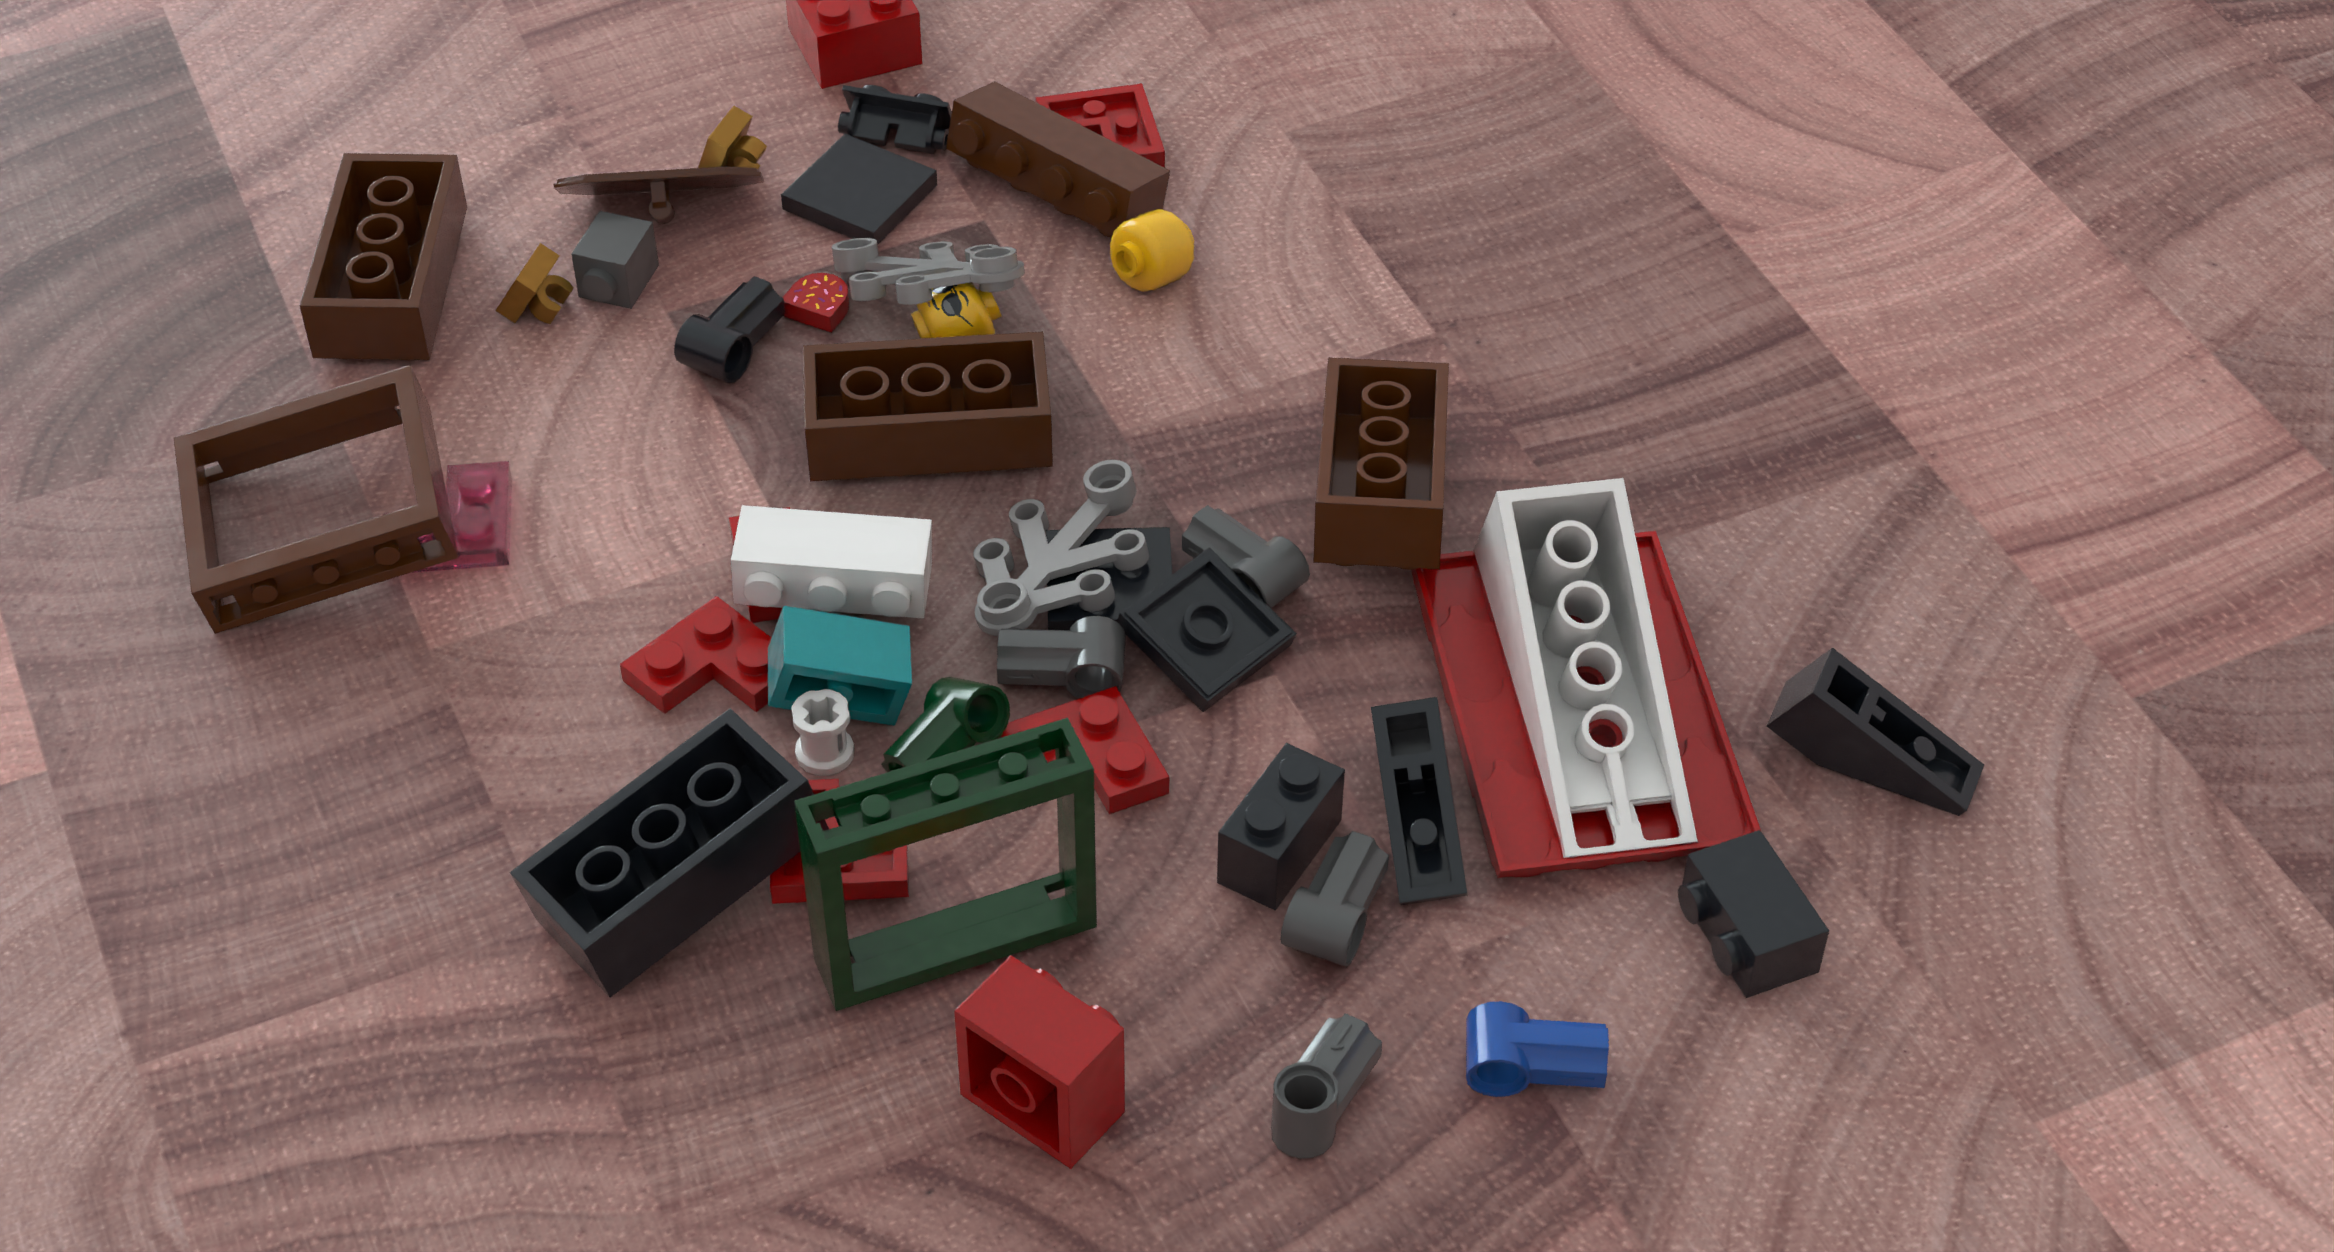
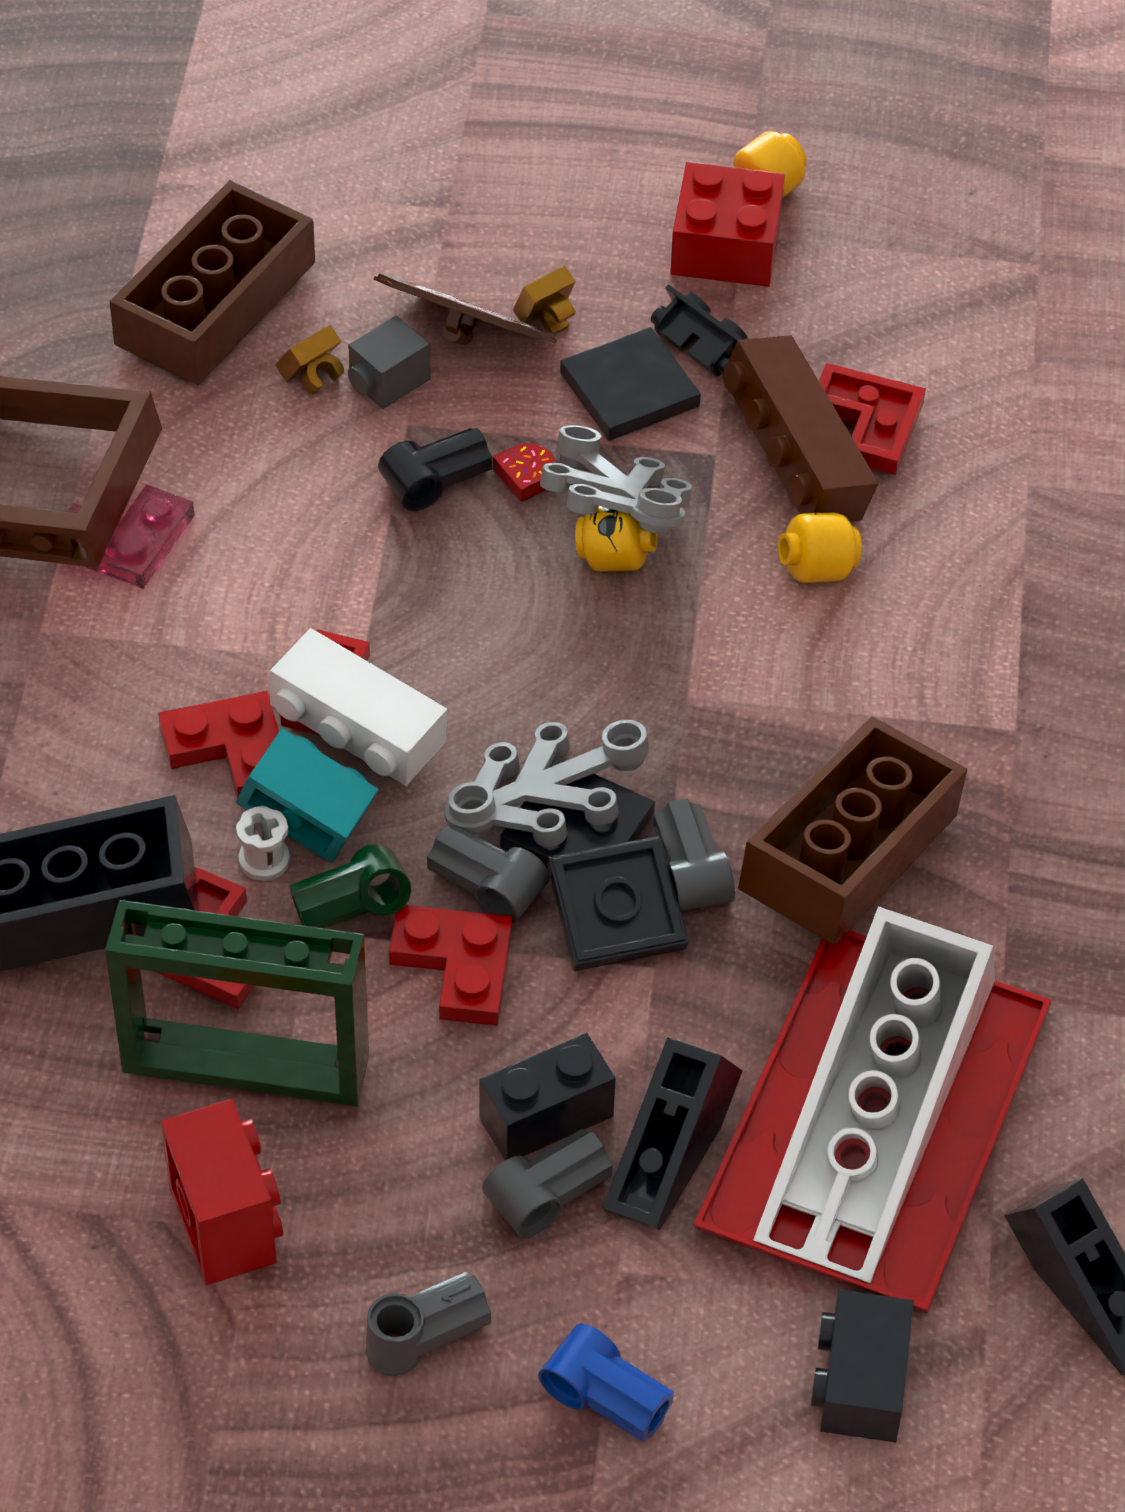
camera: 30 degrees right, 5 degrees up
(927, 406) = (531, 605): reddish brown brick -> none

